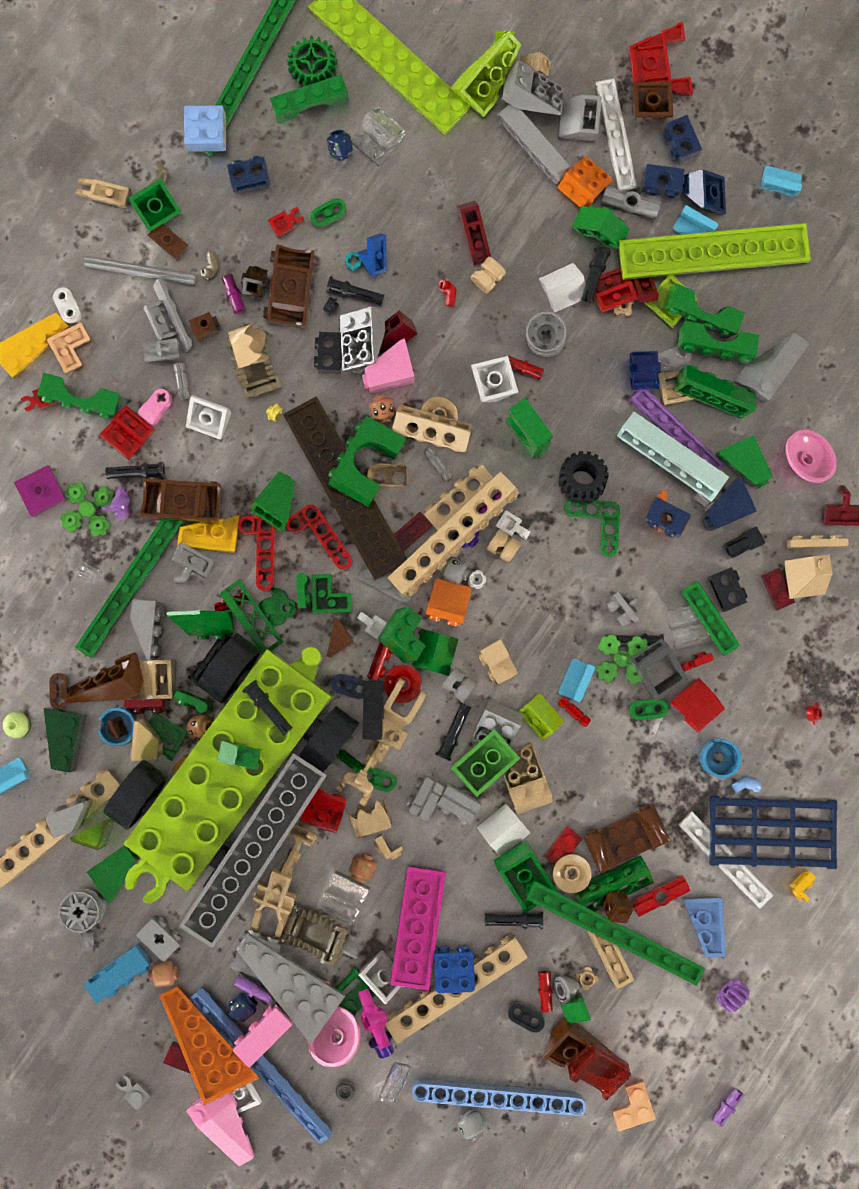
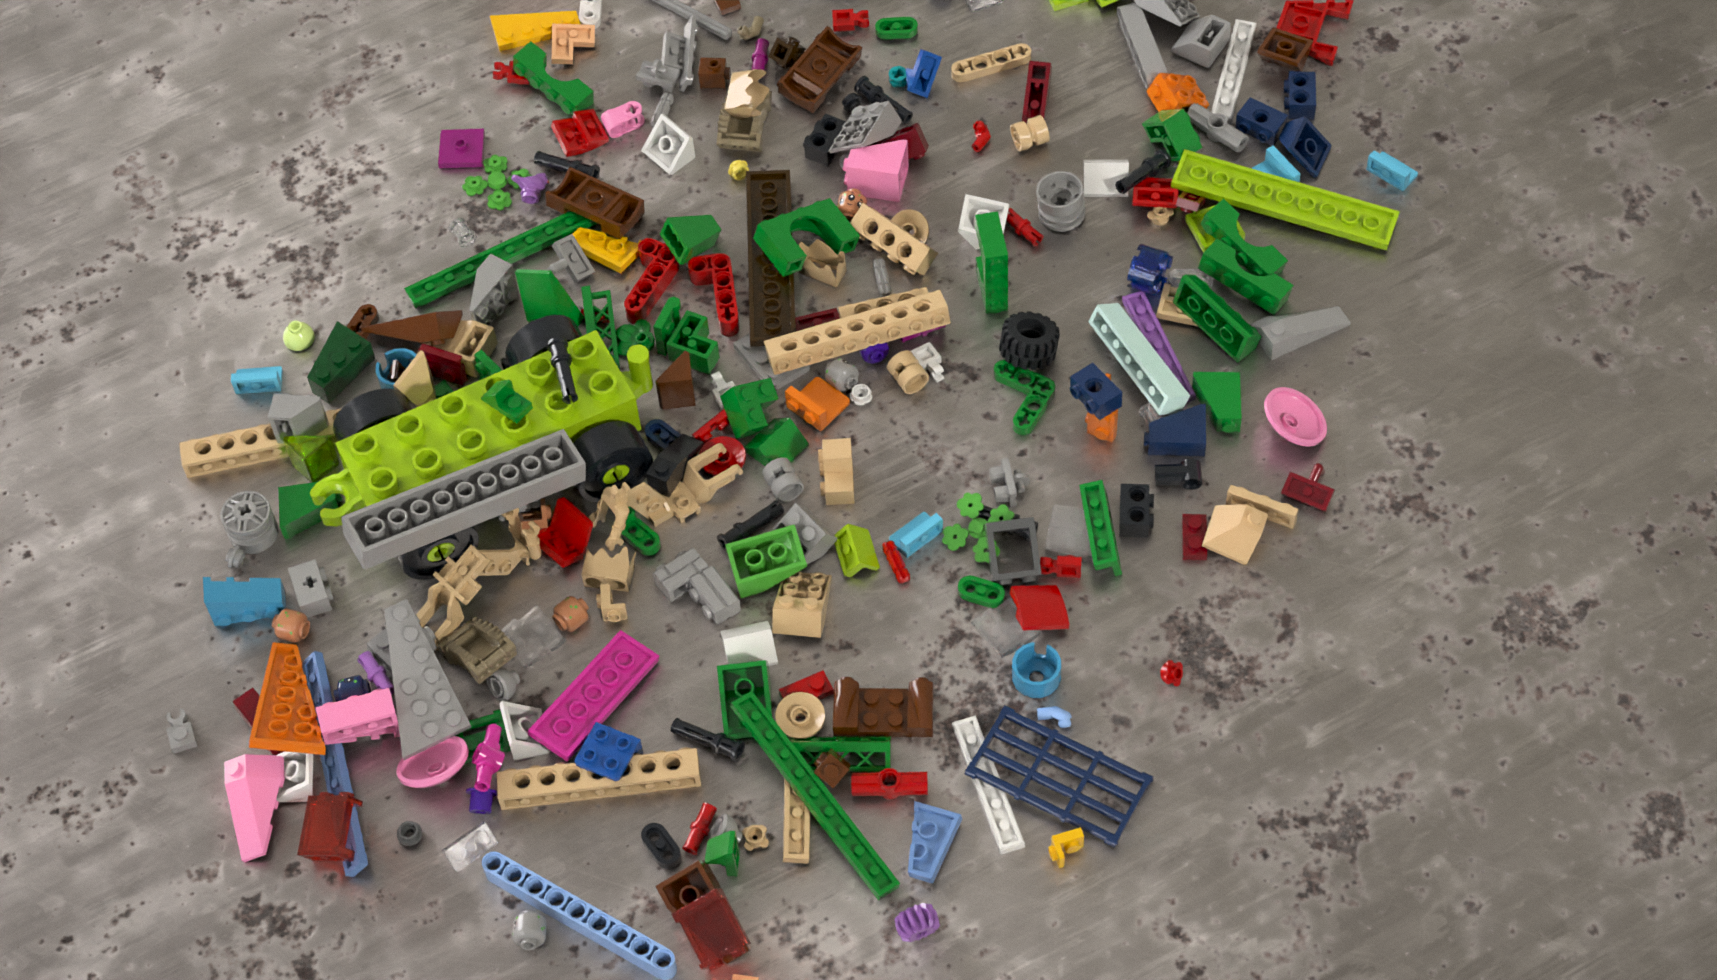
camera: 30 degrees right, 30 degrees down
(291, 1124) = (327, 827): none -> clear red panel
(419, 212) = (990, 60): none -> tan beam

